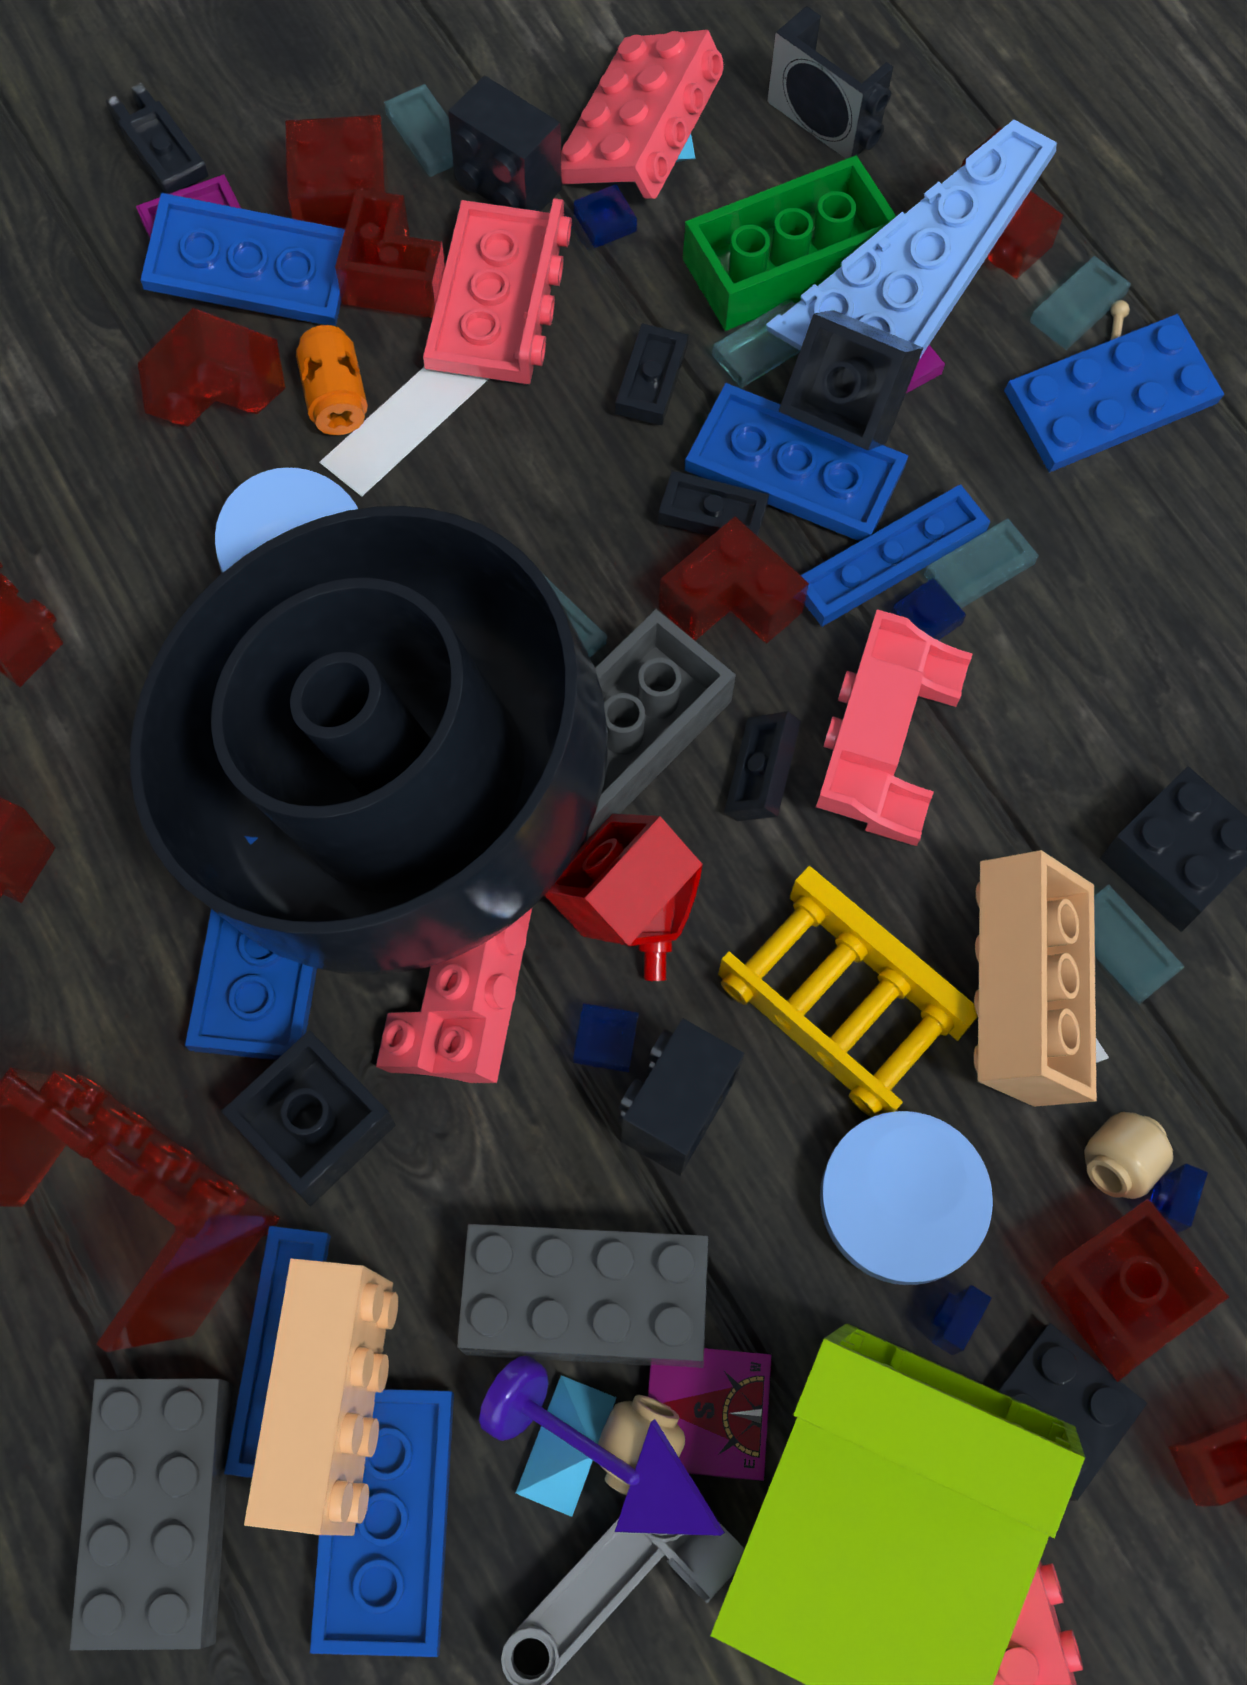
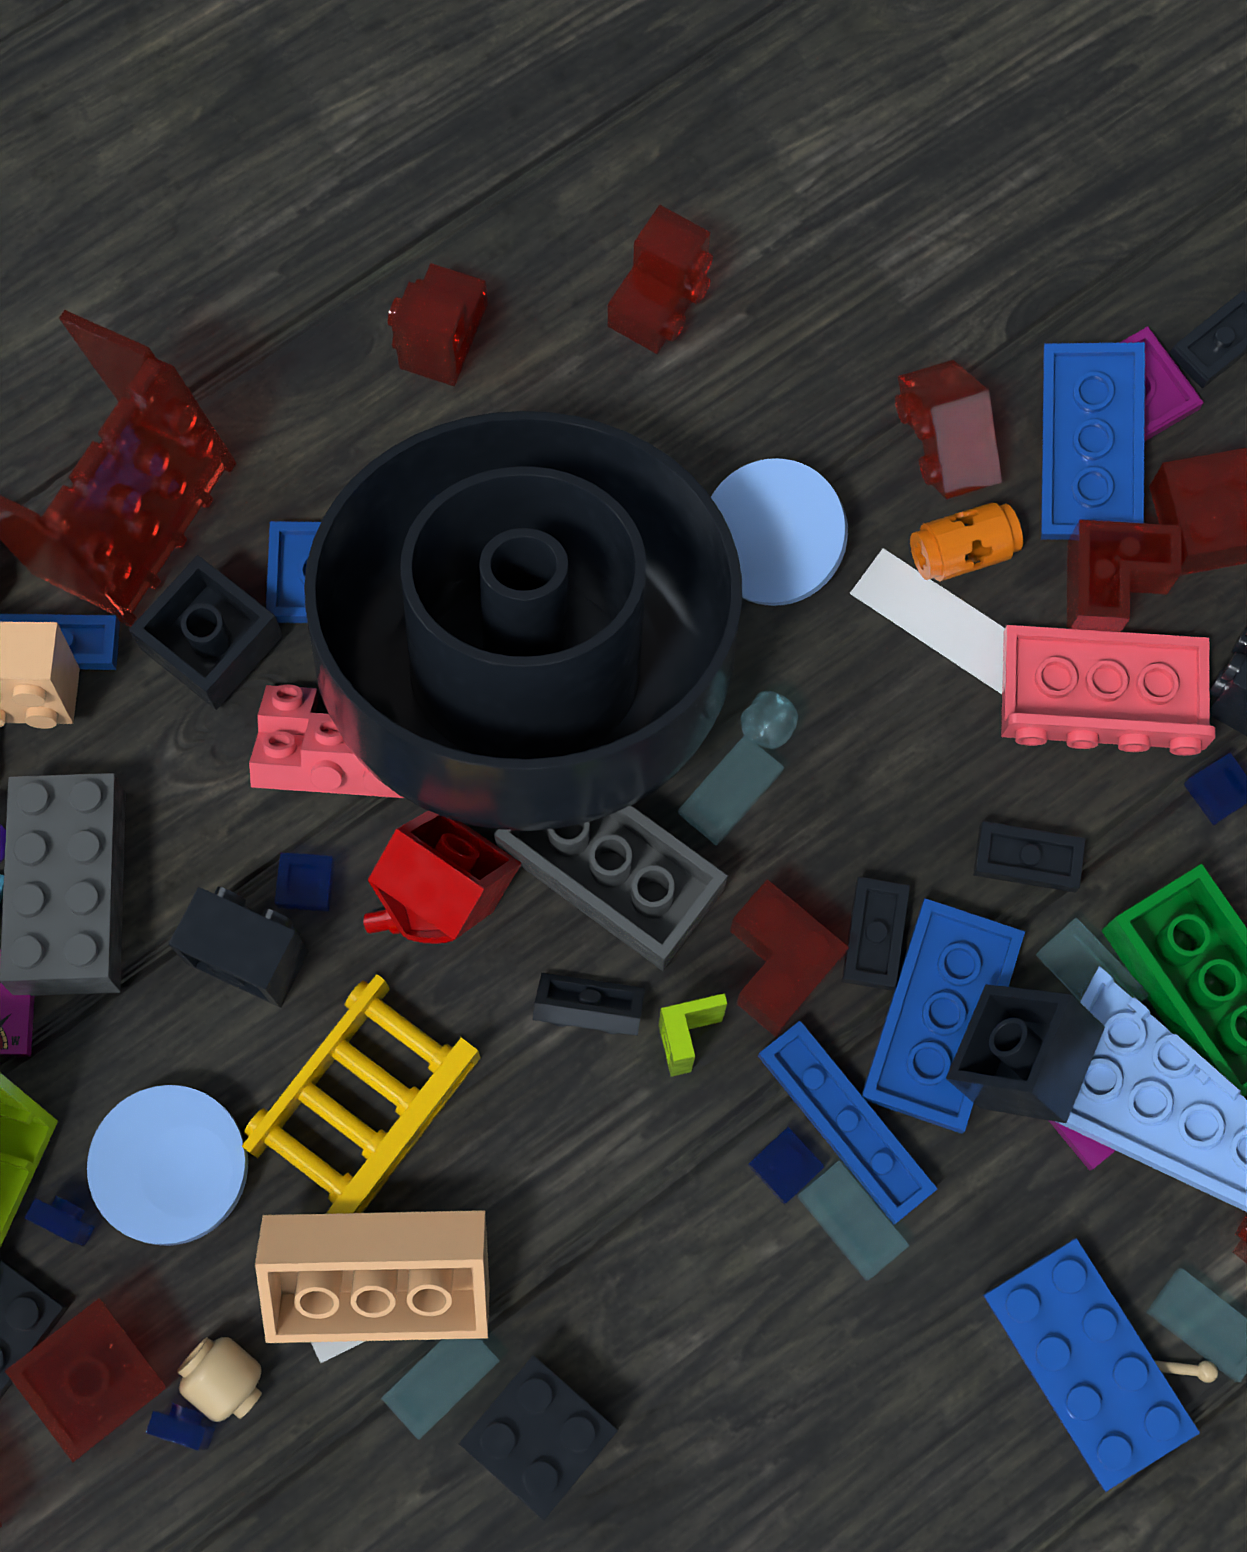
camera: 85 degrees right, 5 degrees up
(808, 676) = (675, 1027): none -> lime panel
(869, 739) = (648, 1112): coral bracket -> none

